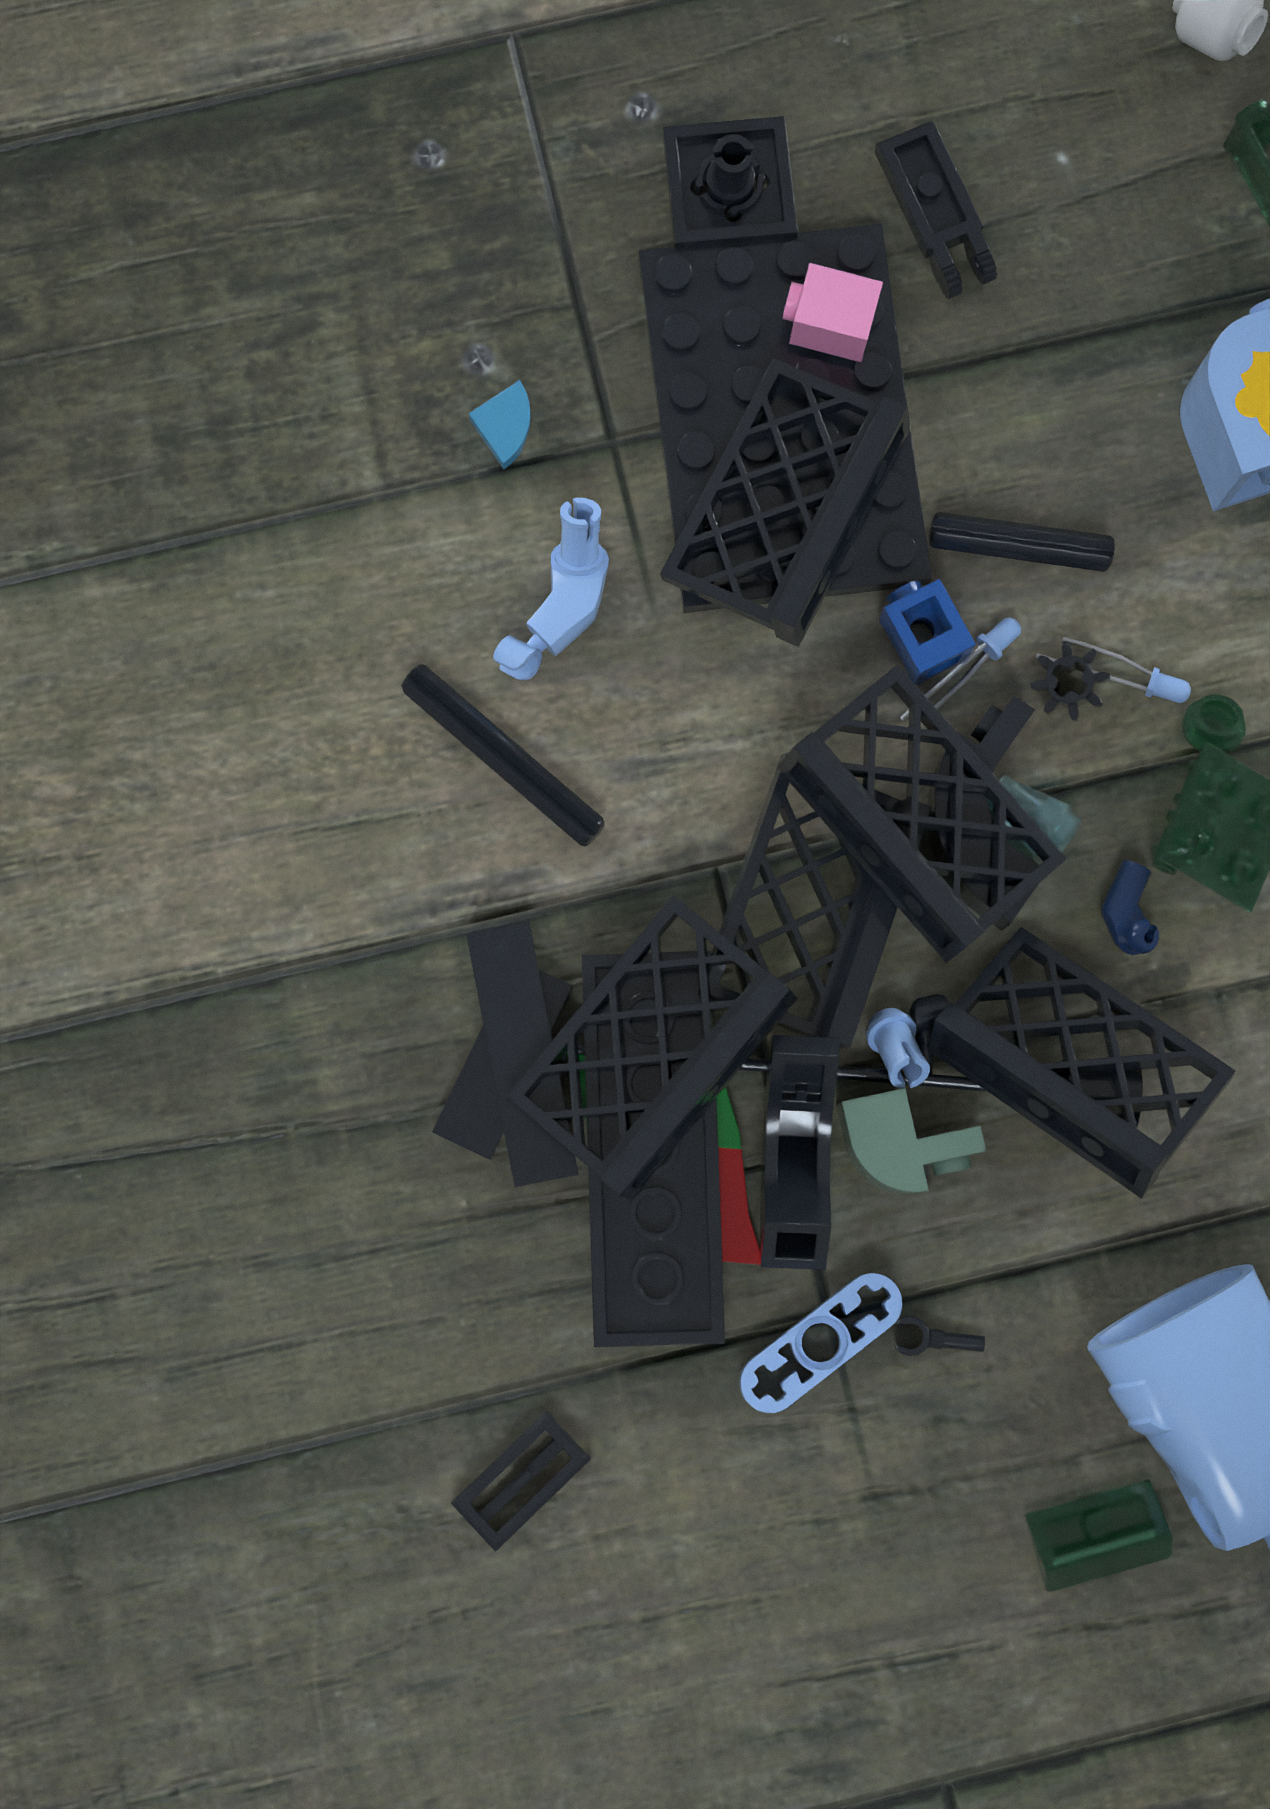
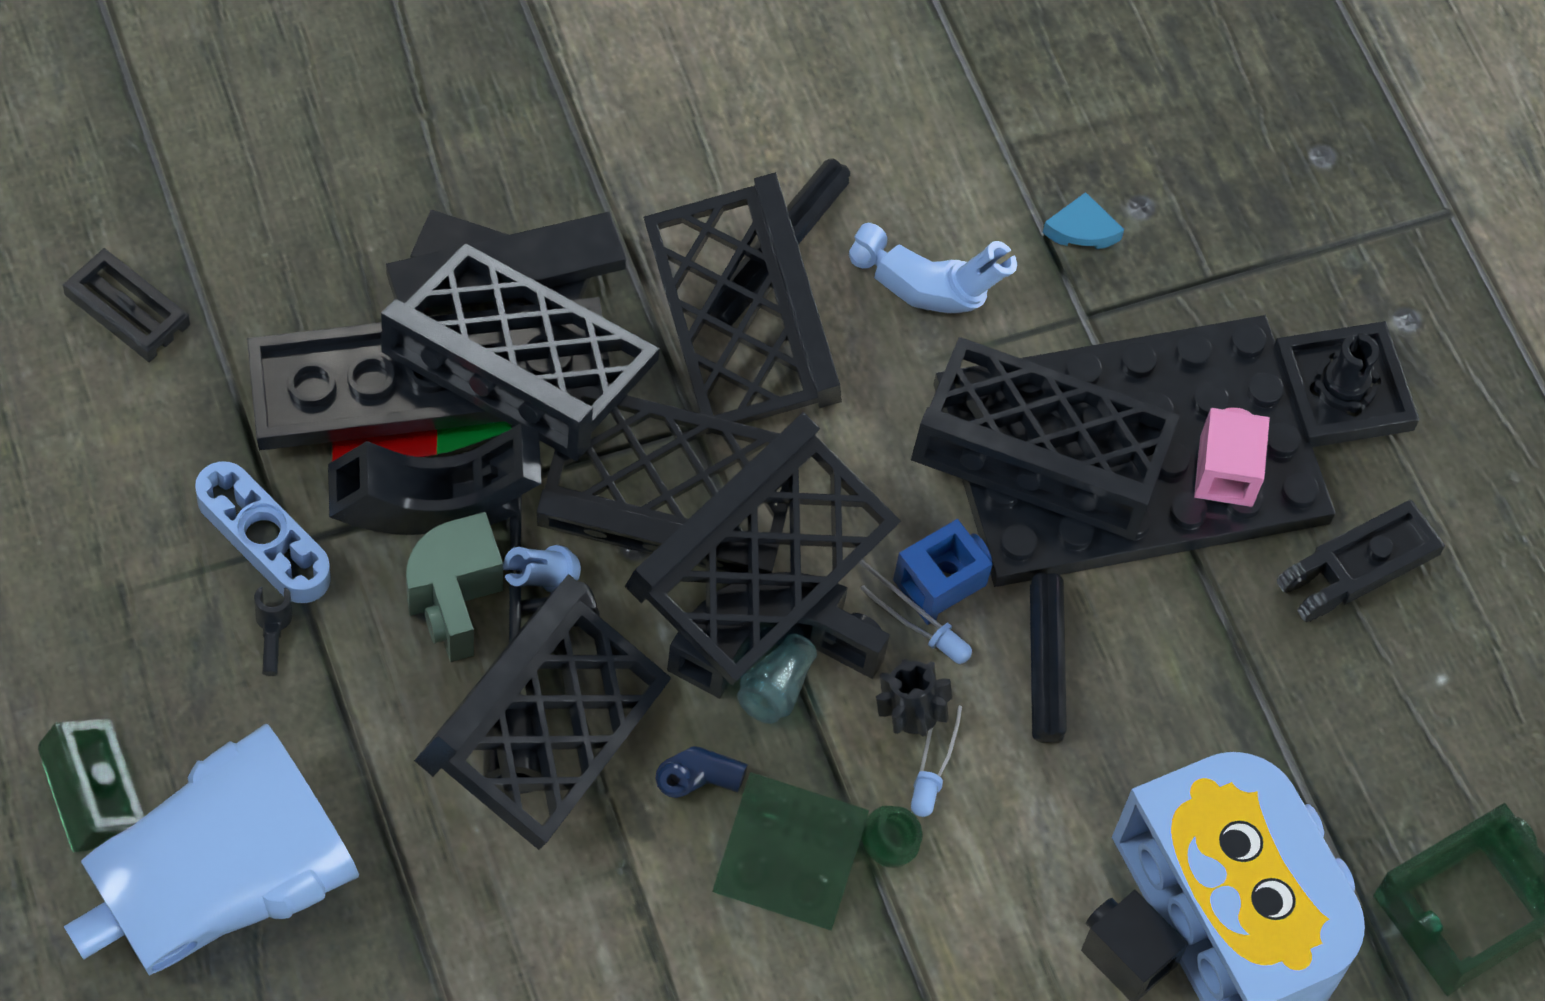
camera: 80 degrees right, 20 degrees down
(585, 746) = (791, 290): none -> black fence

